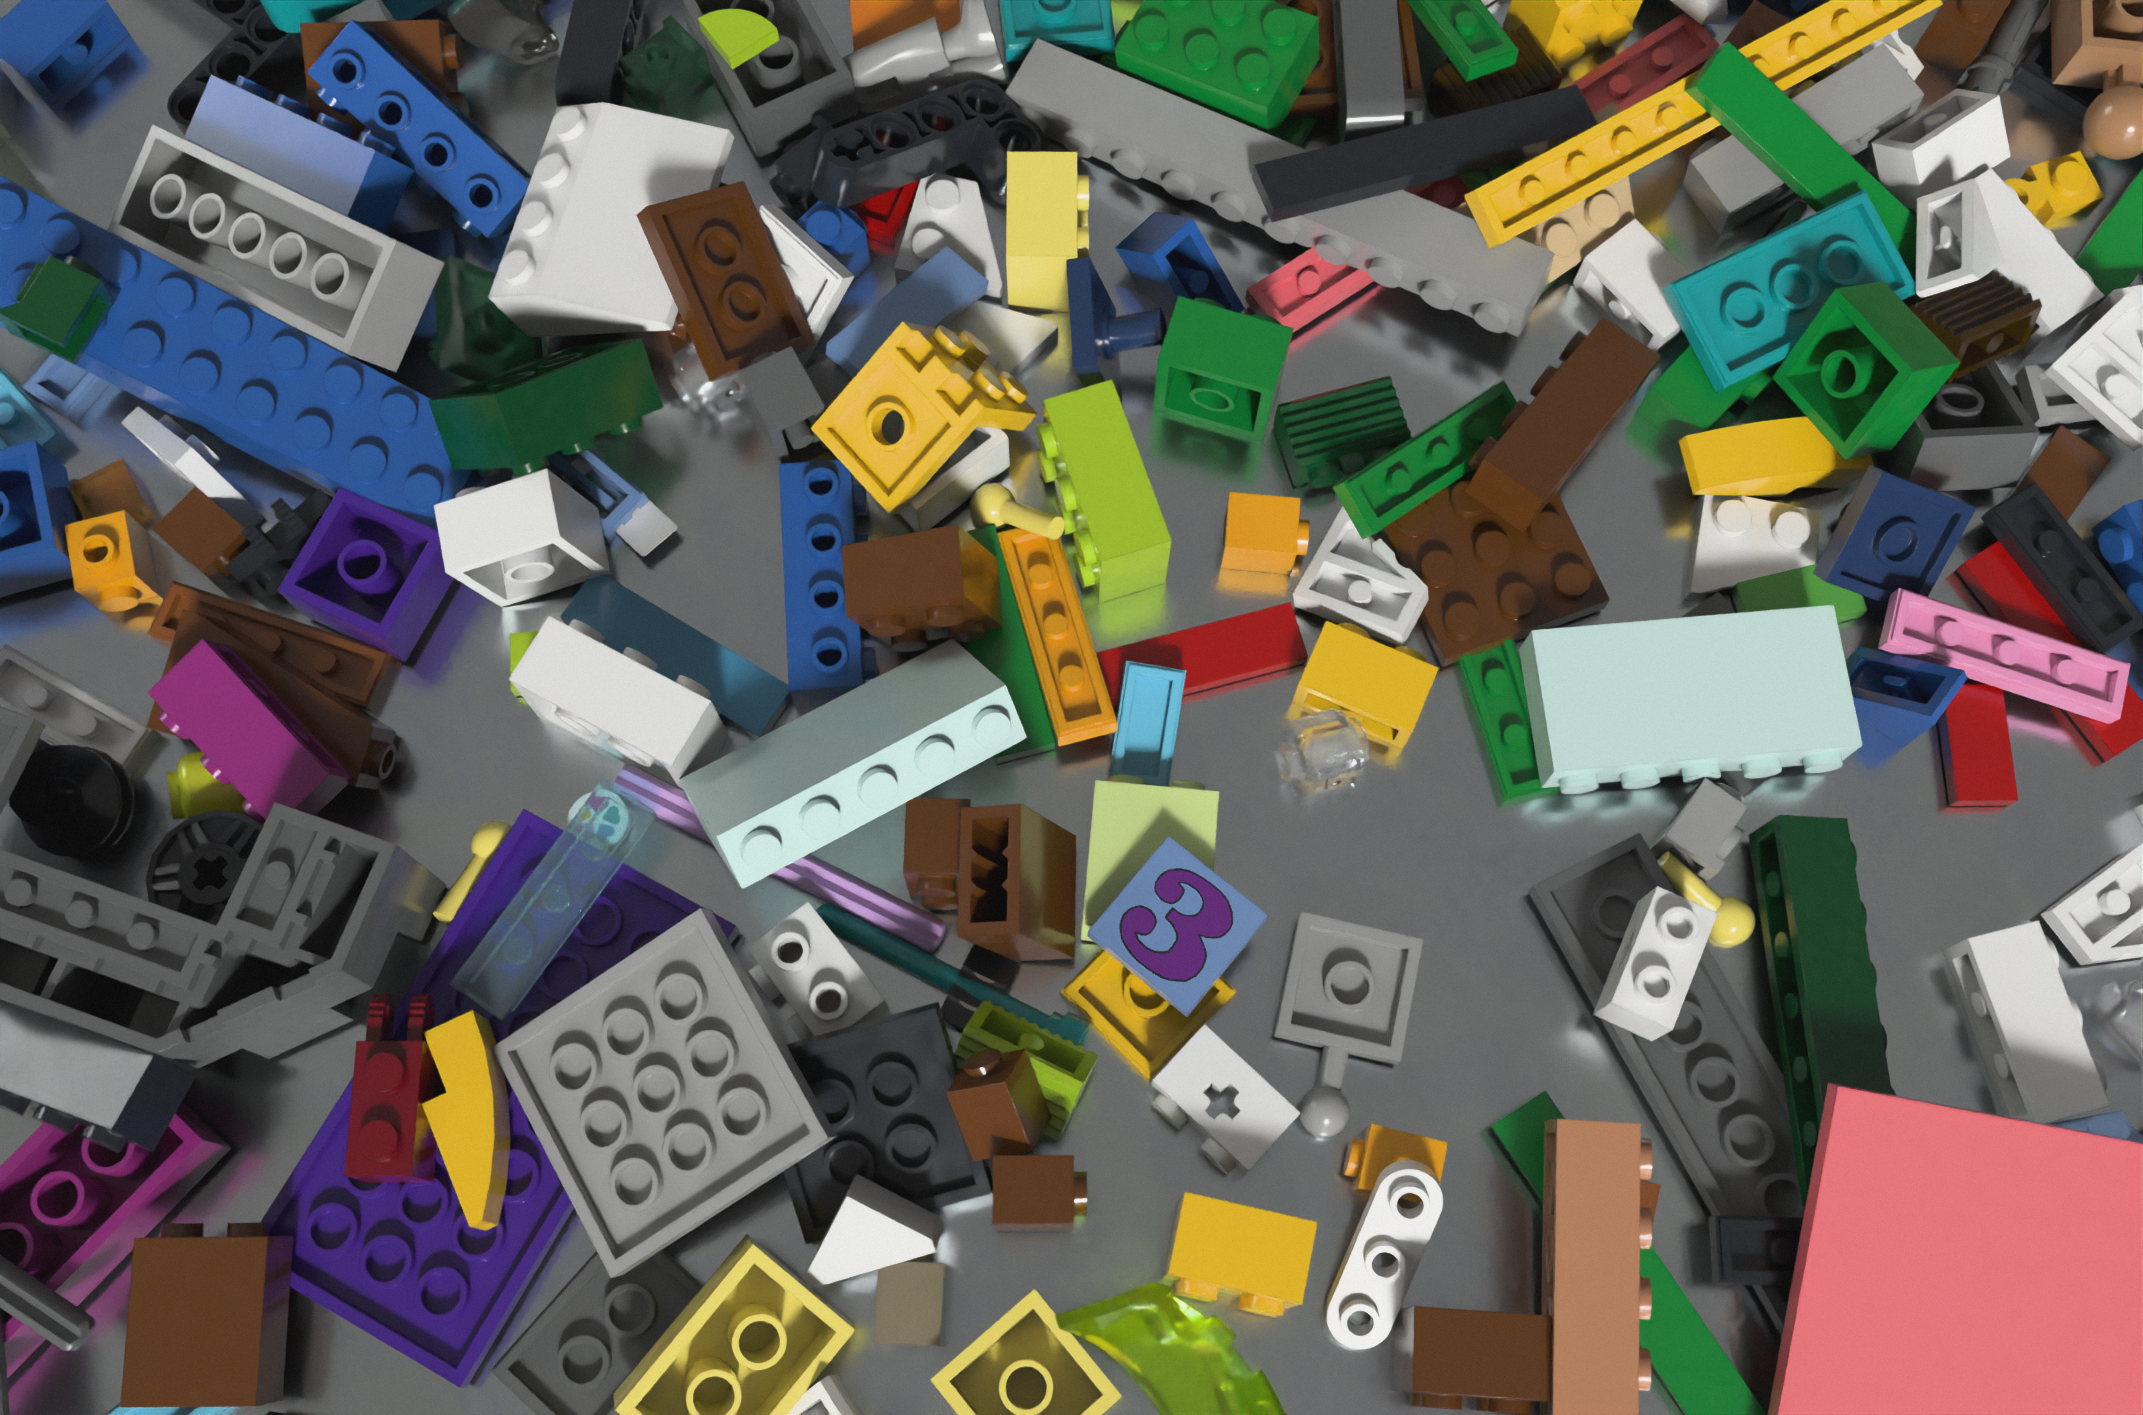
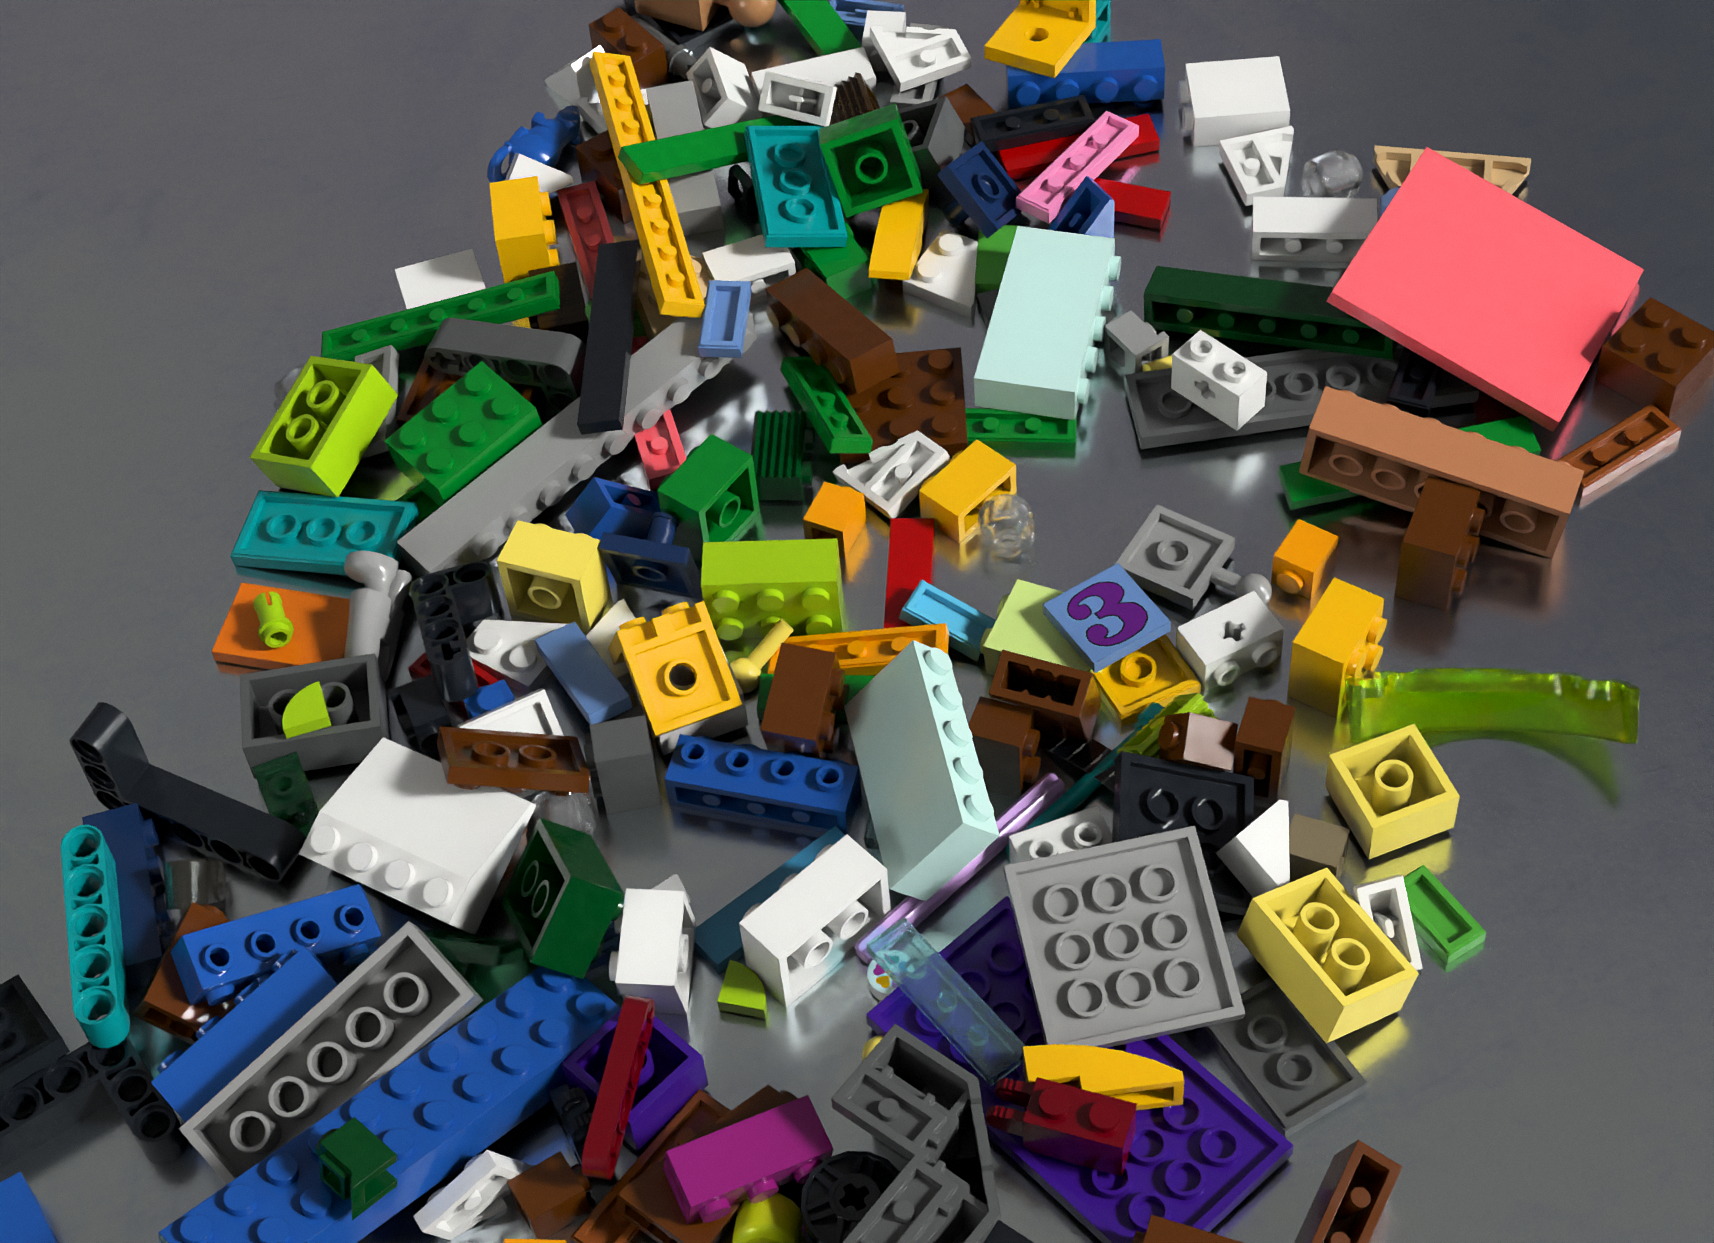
camera: 65 degrees left, 20 degrees down
(300, 558) = (618, 1087): none -> dark red beam
(1389, 1229) = (1344, 563): white plate -> none
(1498, 279) = (724, 319): none -> medium blue tile
(2058, 187) = (771, 51): yellow plate -> none

